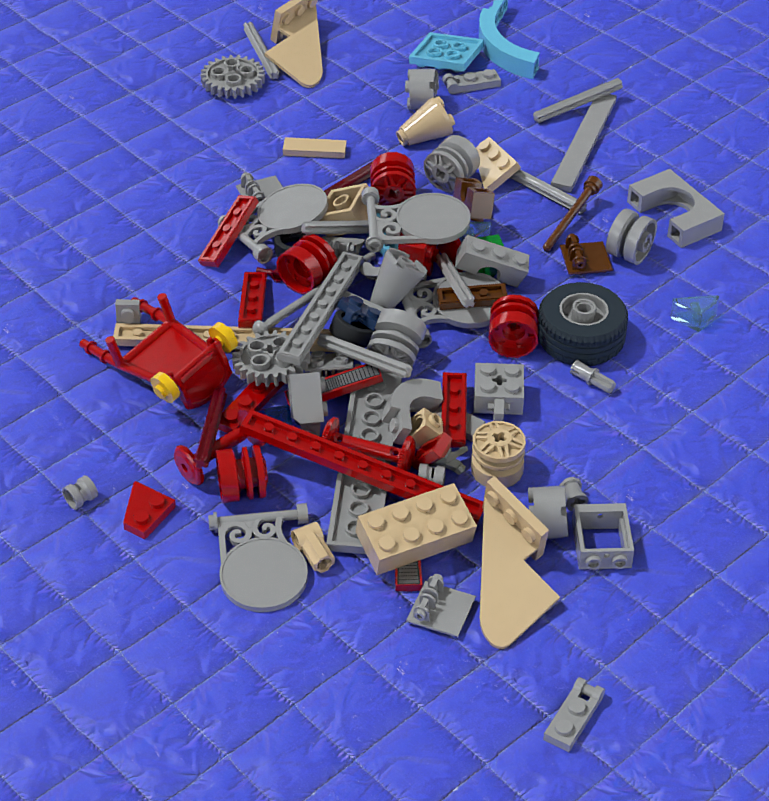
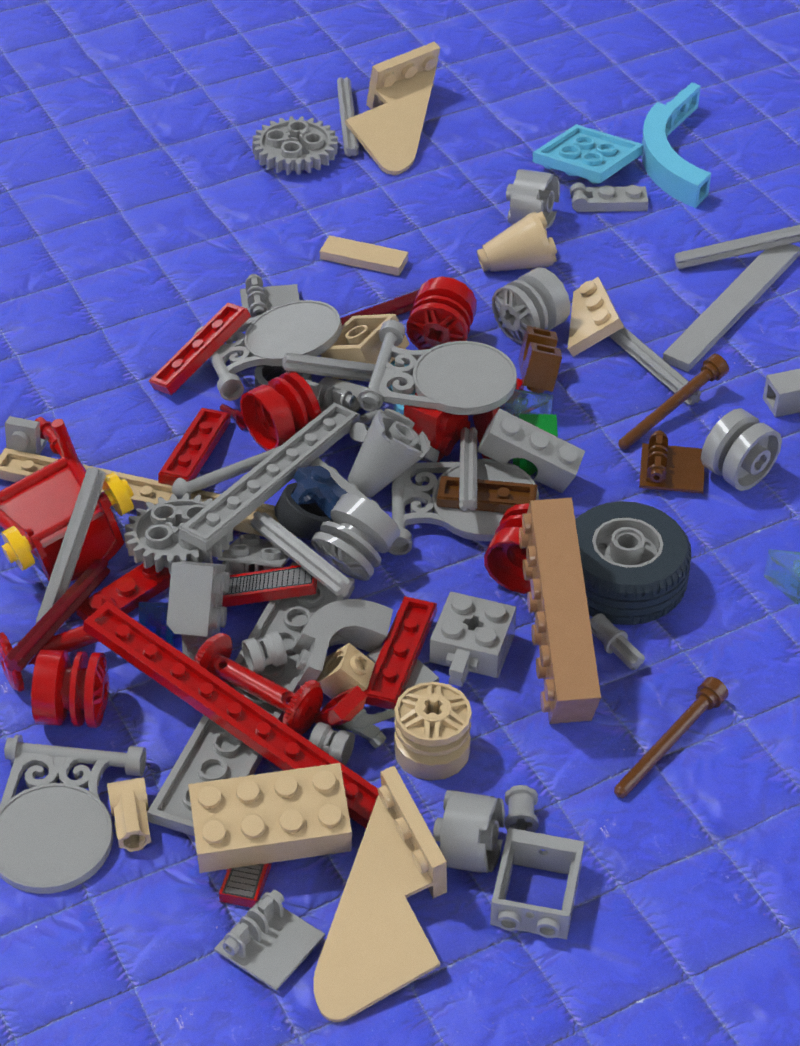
camera: 15 degrees right, 0 degrees up
(203, 378) = (73, 538): none -> light grey axle
(366, 424) = (264, 651): none -> light grey wheel
(559, 360) = (560, 611): none -> medium nougat brick
(666, 399) = (709, 695): none -> reddish brown piece

